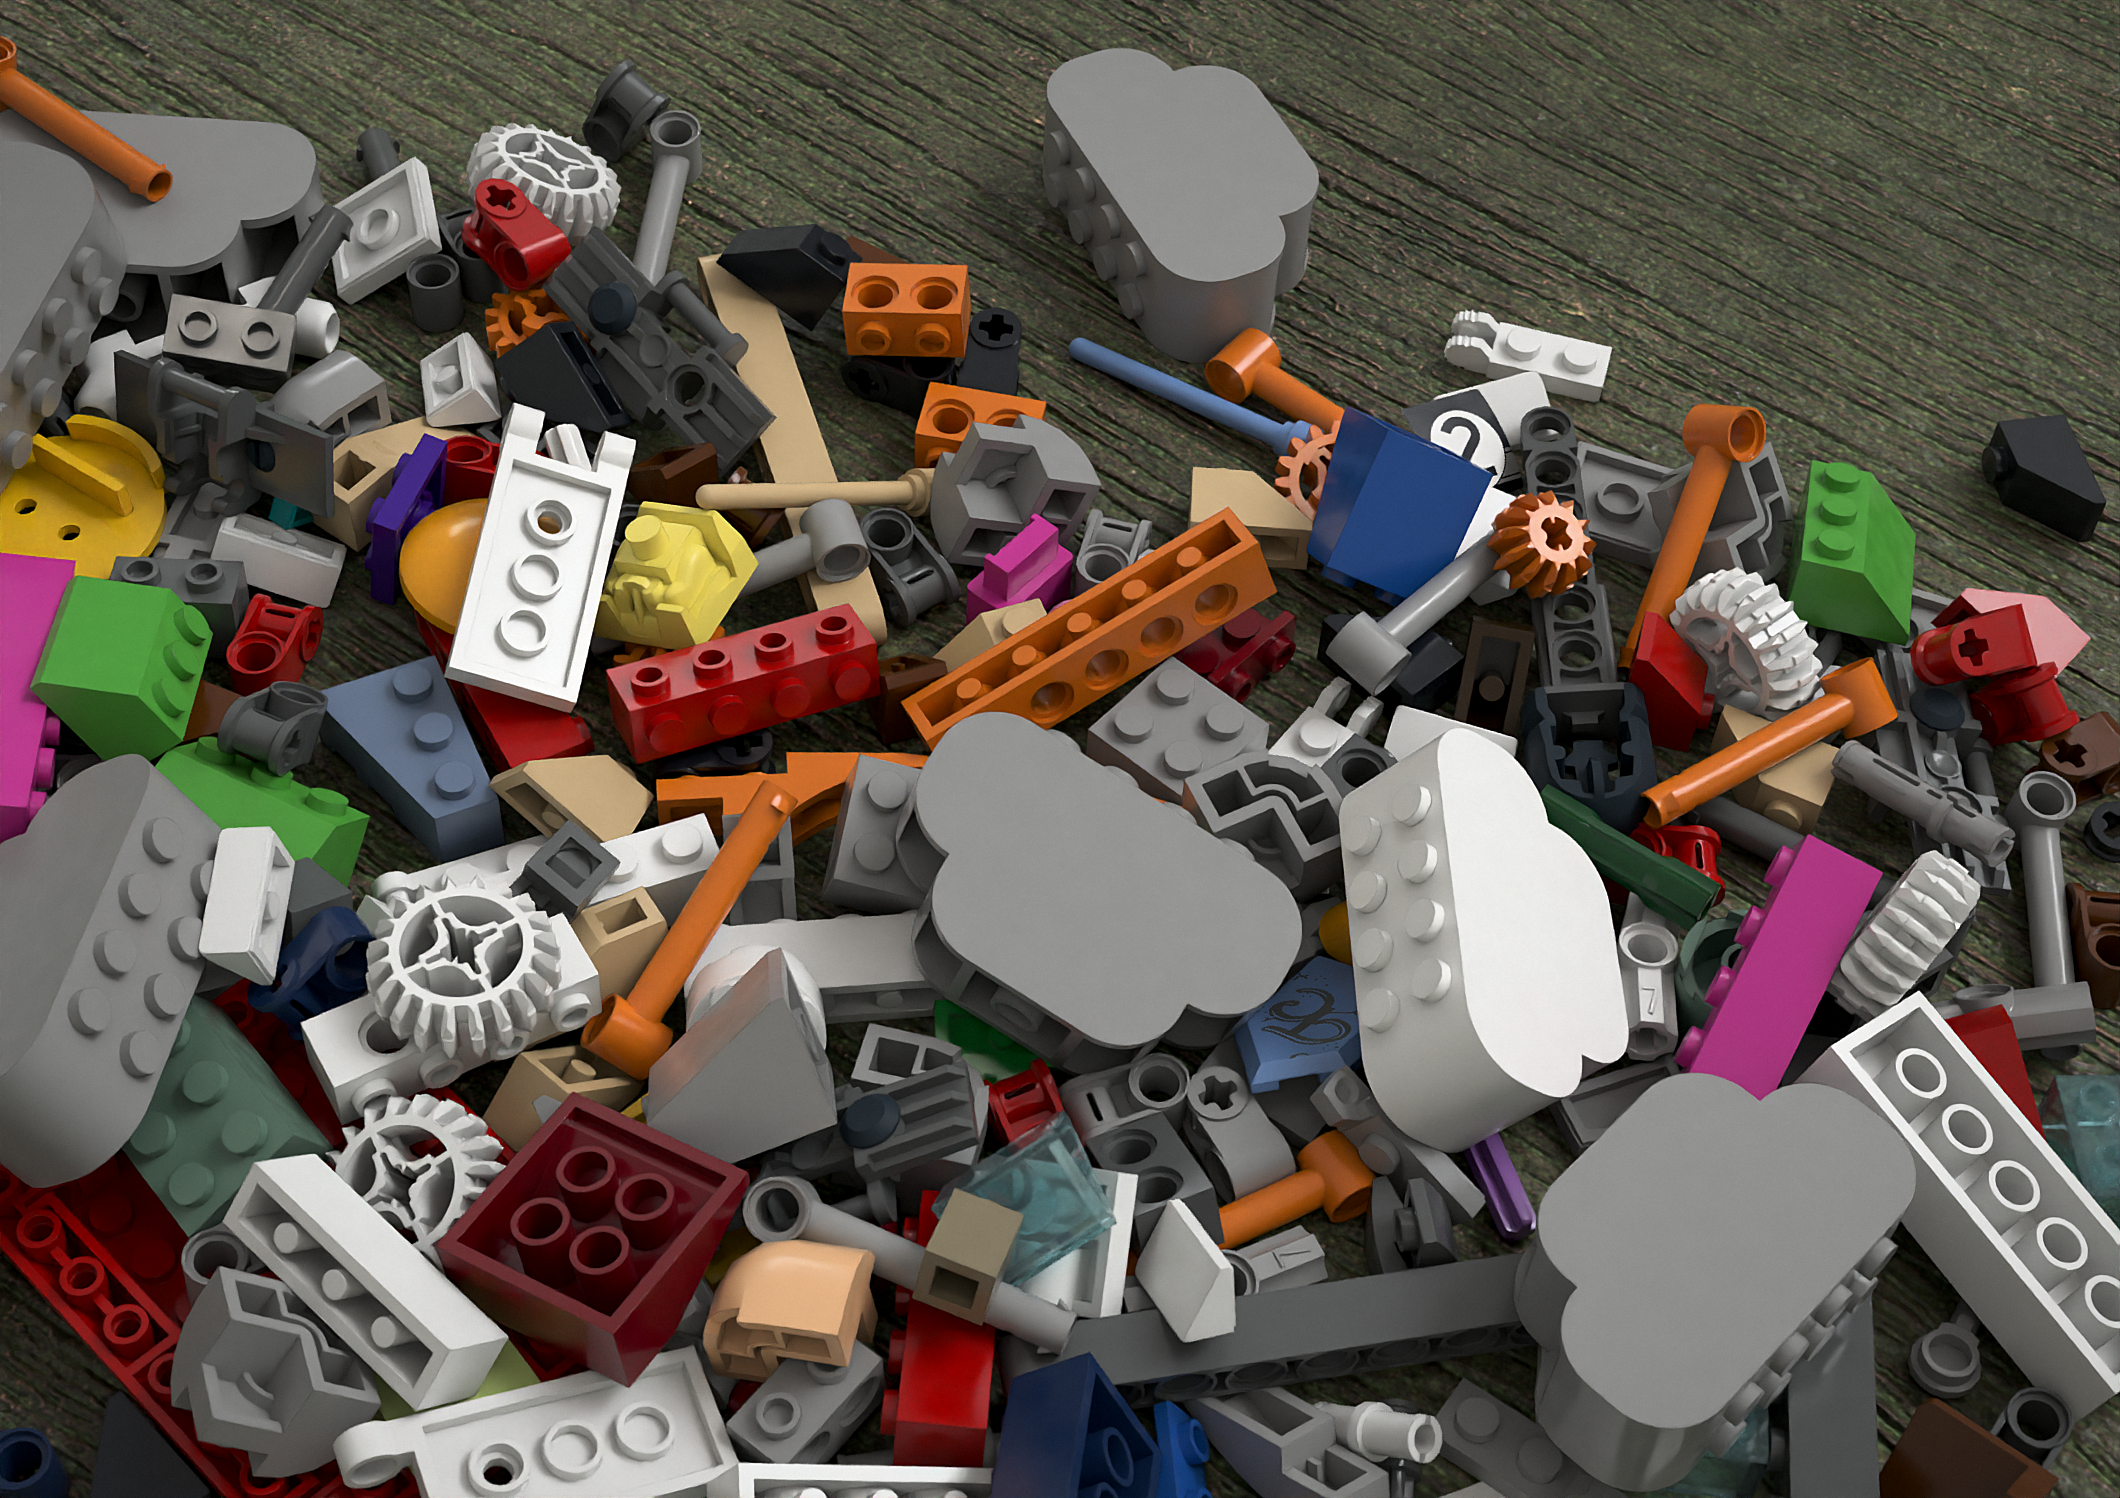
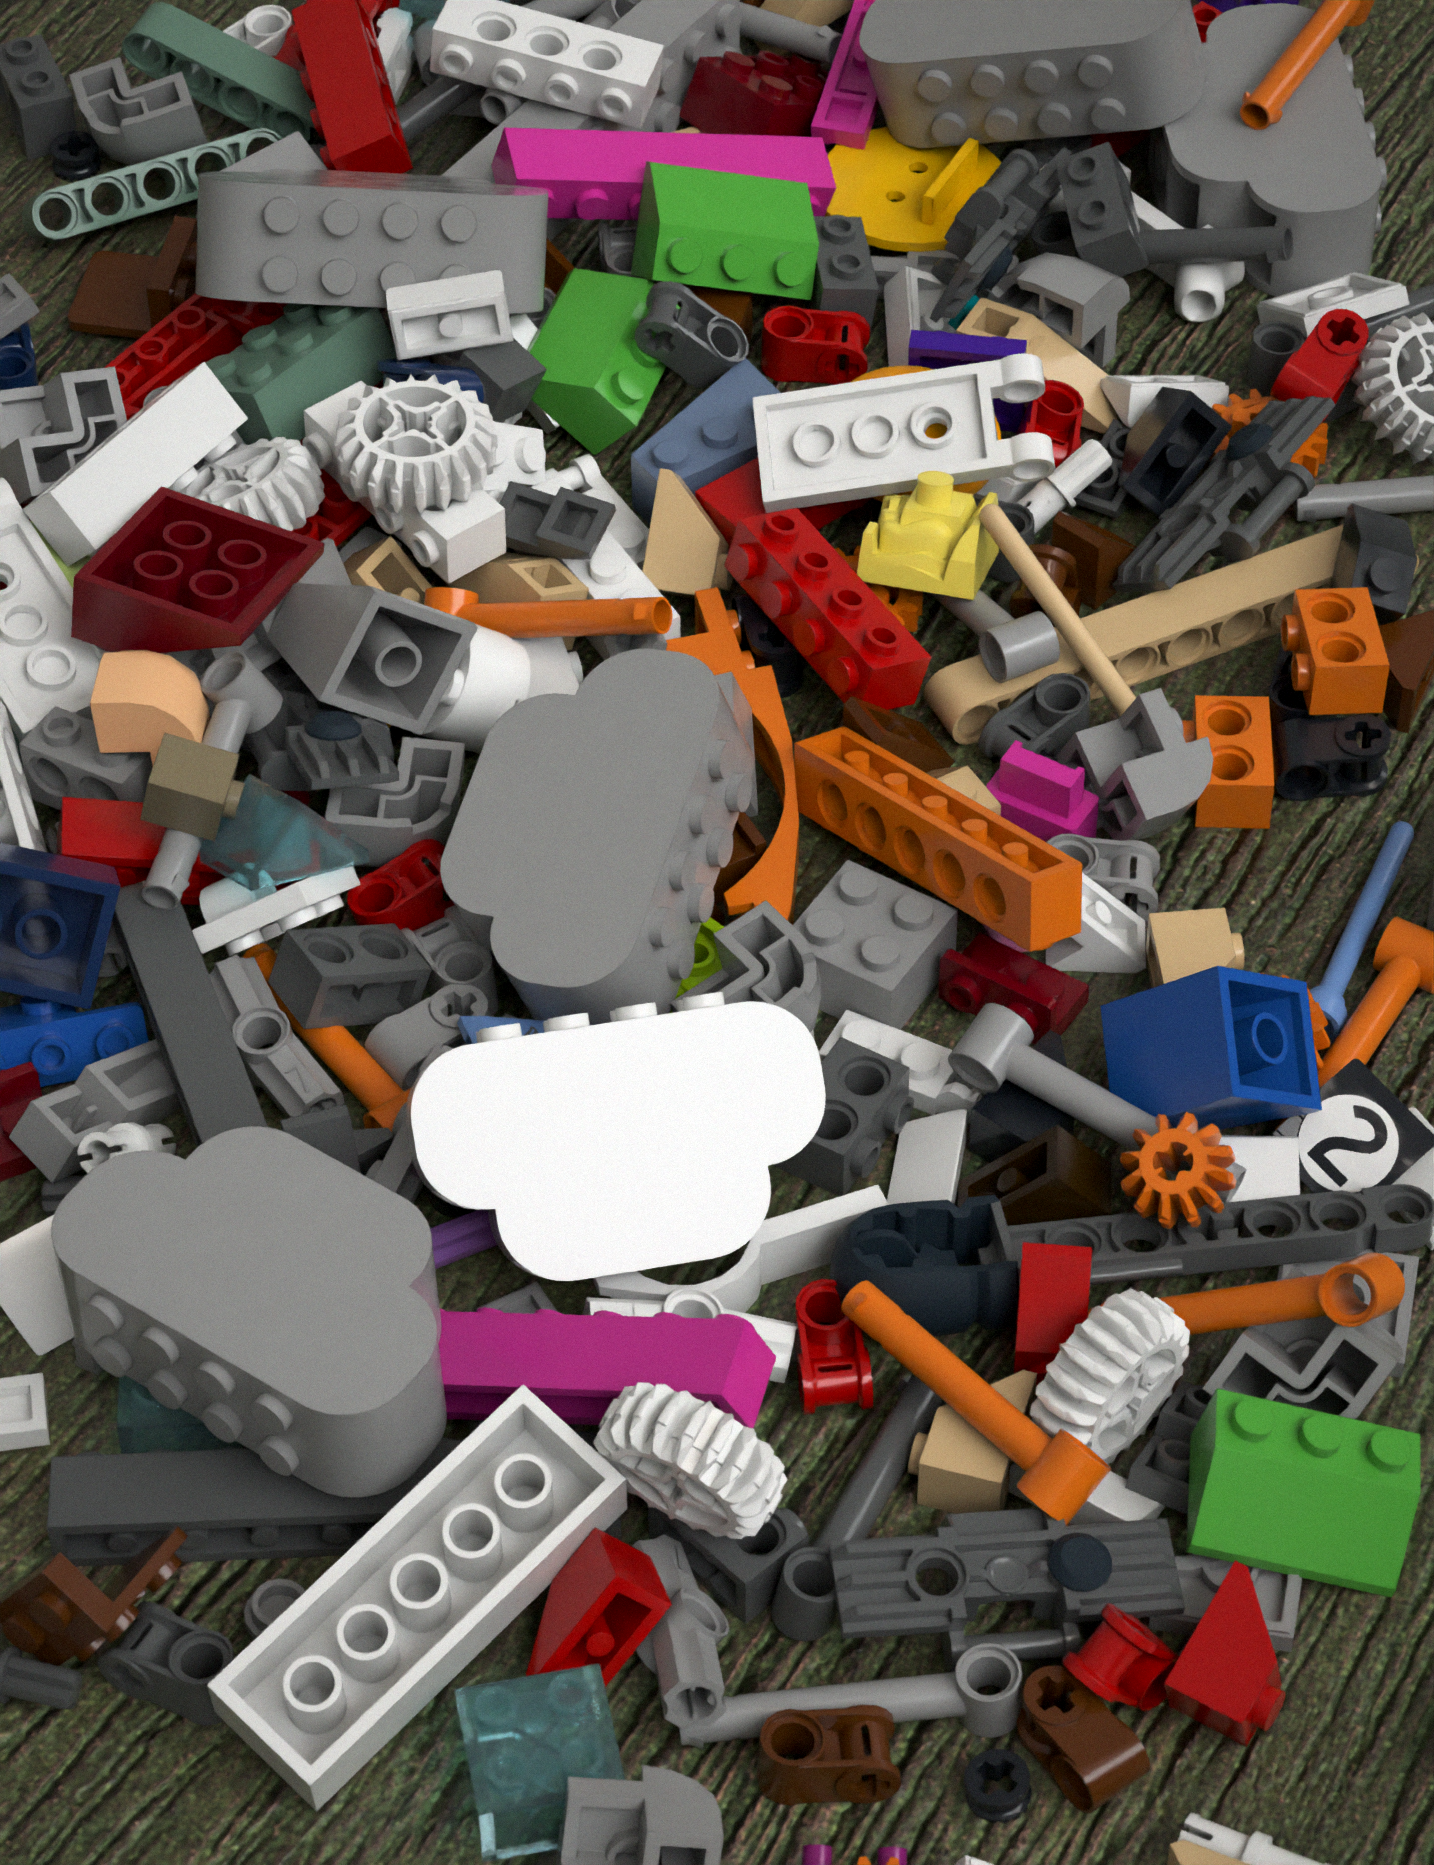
camera: 85 degrees right, 5 degrees down
(1187, 1276) = (229, 970): white slope -> none
(1658, 880) = (802, 1241): dark green axle -> none
(1941, 813) = (894, 1532): light grey pin -> none
(1974, 647) = (1161, 1581): red piece -> none

